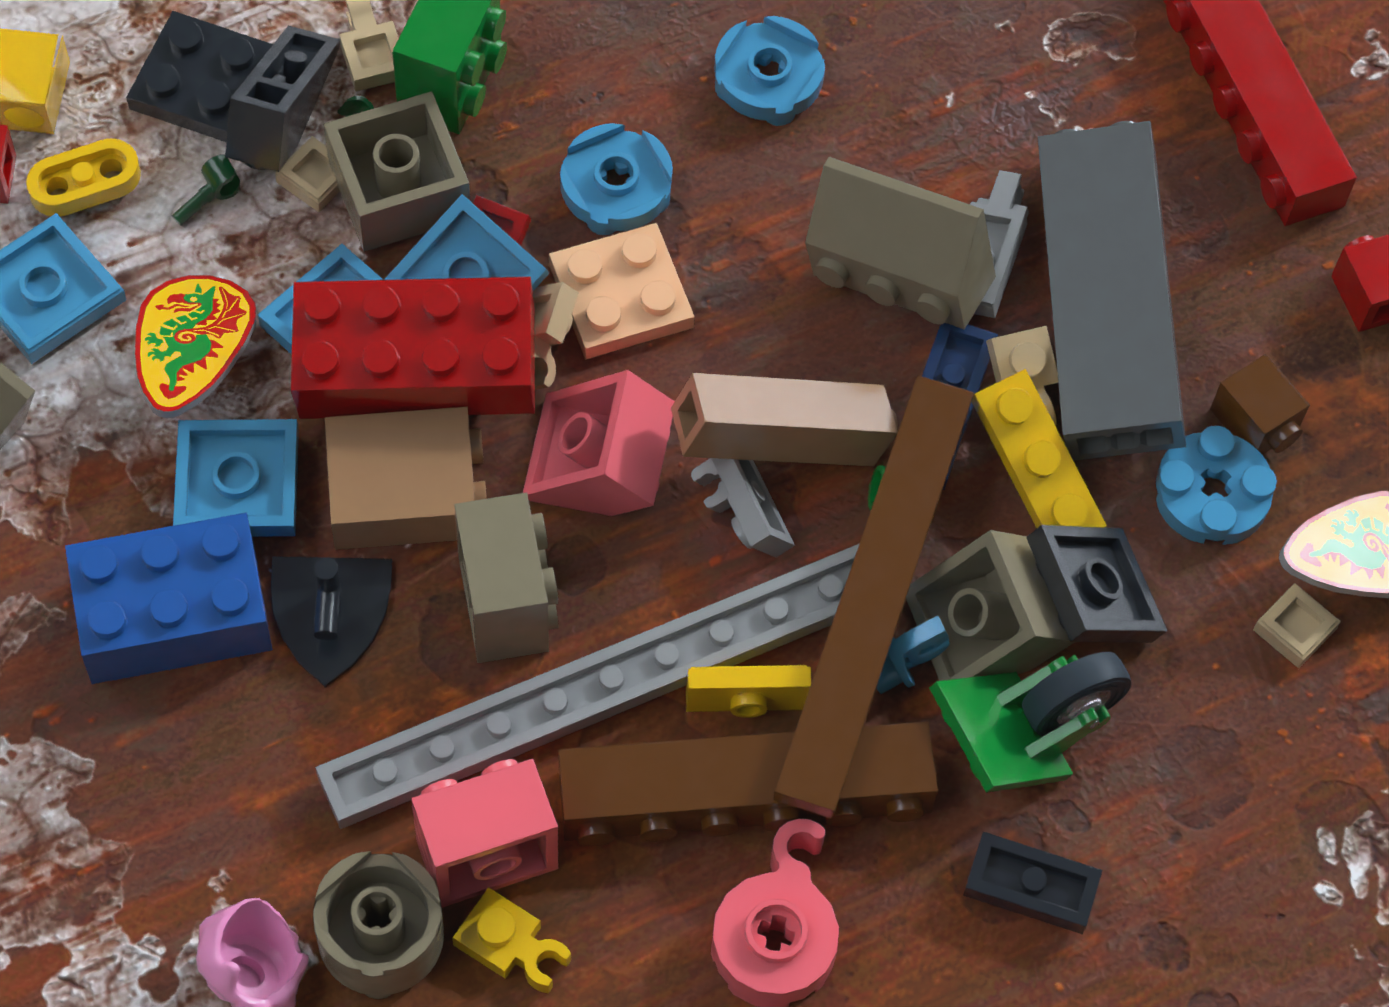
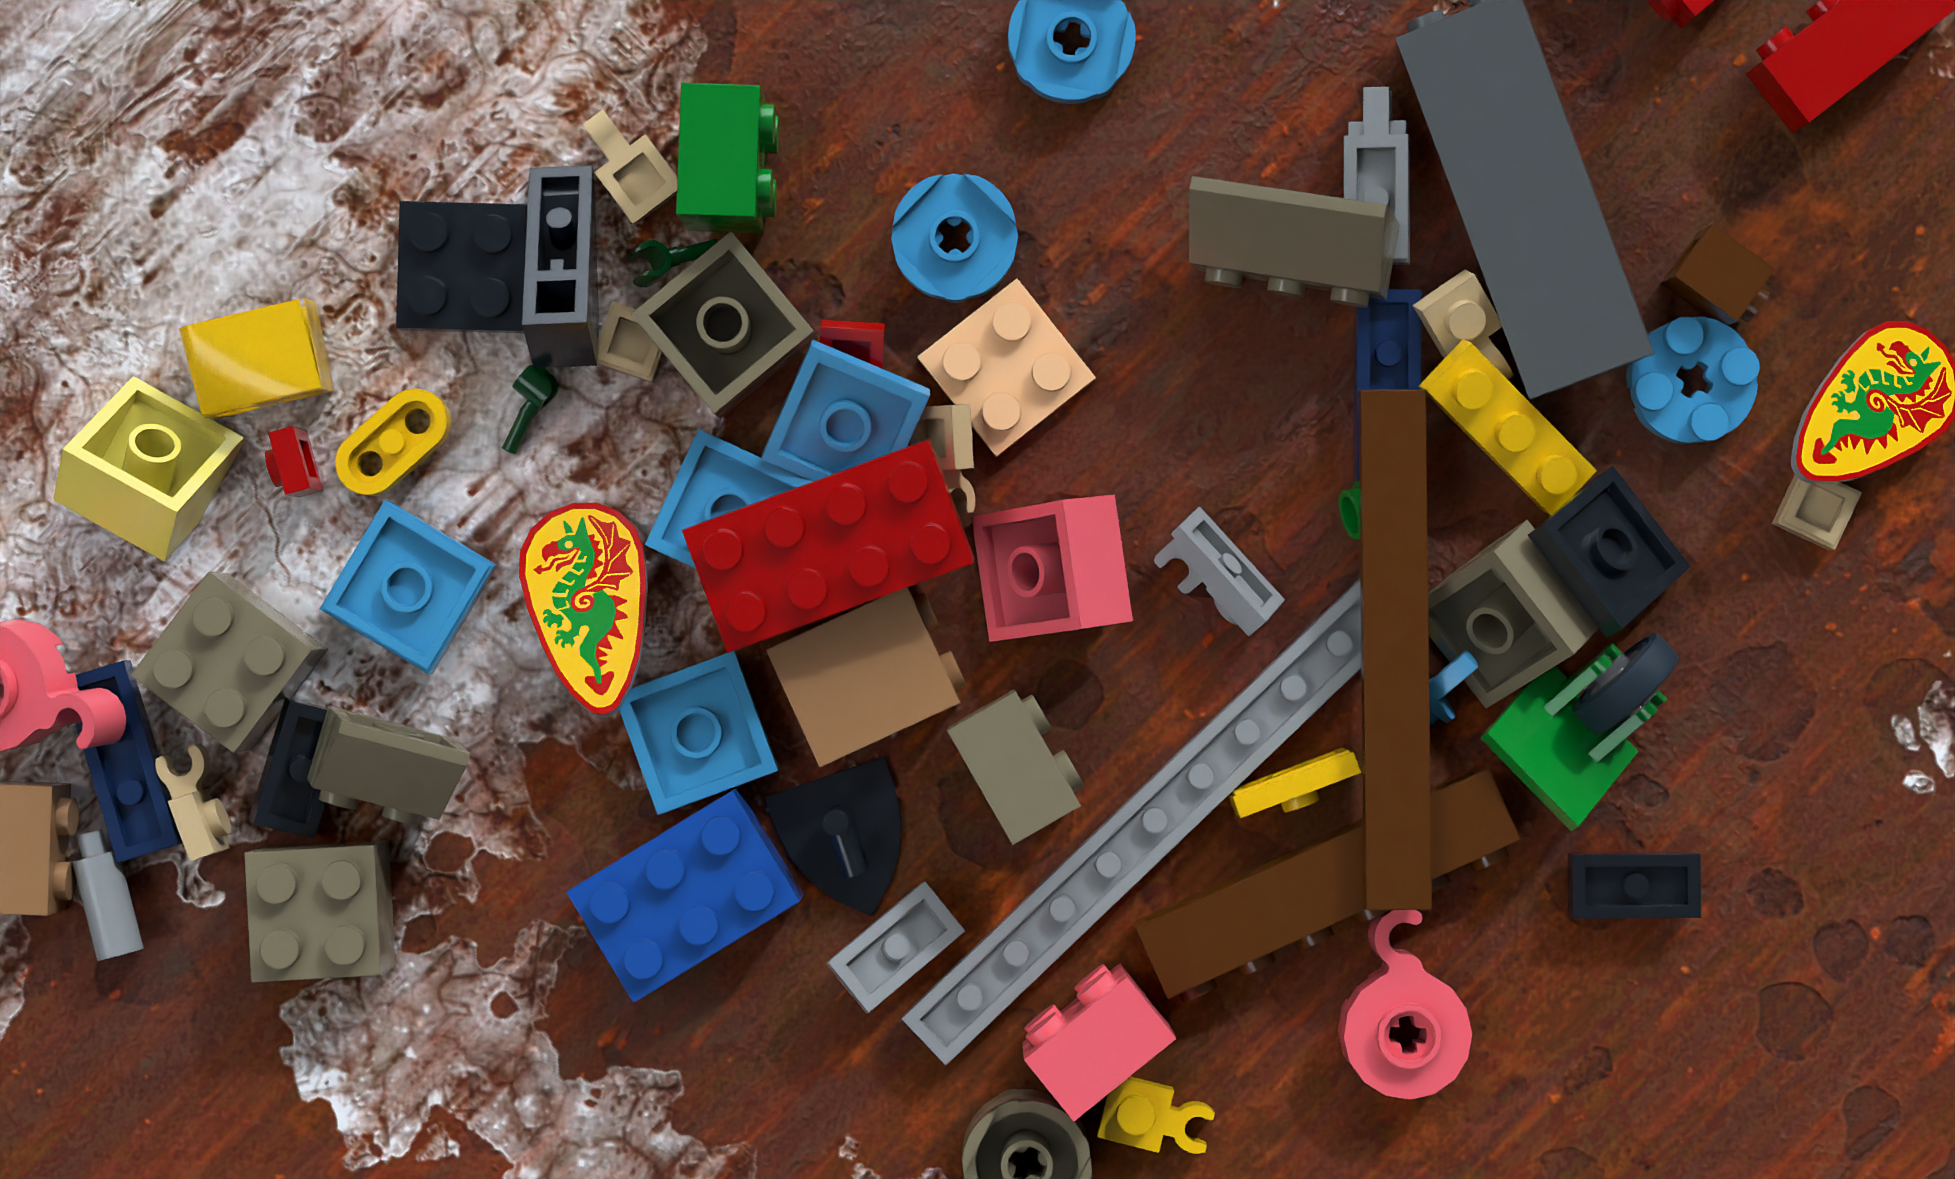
camera: 20 degrees left, 25 degrees up
(334, 704) = (895, 947): none -> light grey plate
(783, 420) = (1238, 488): medium nougat brick -> none

